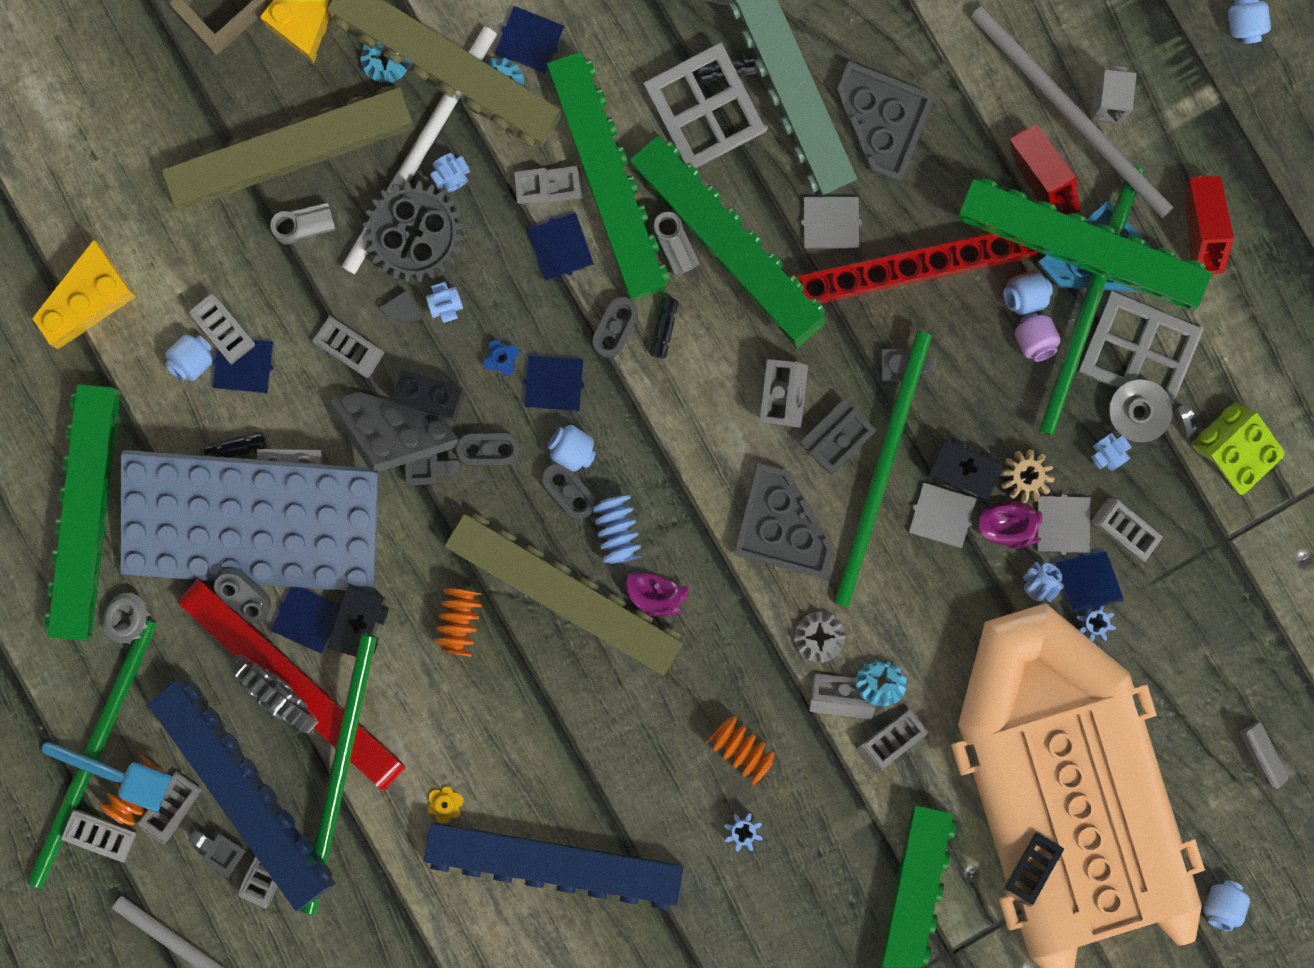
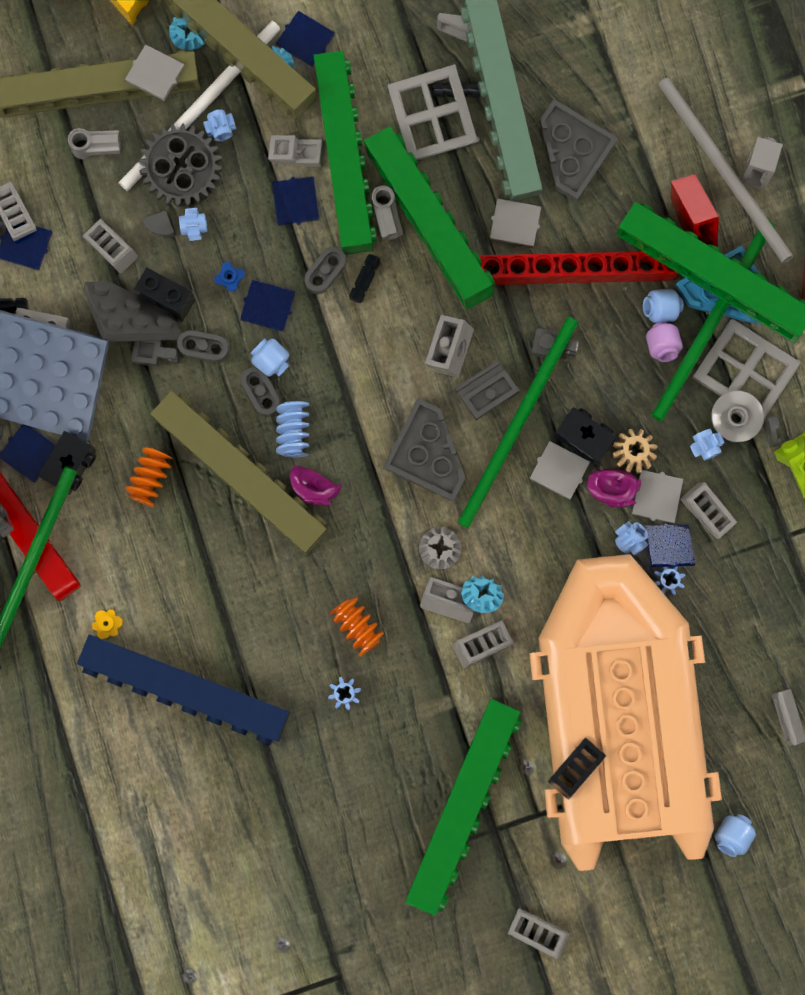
camera: 15 degrees right, 5 degrees down
(358, 124) = (154, 72): none -> light grey piece

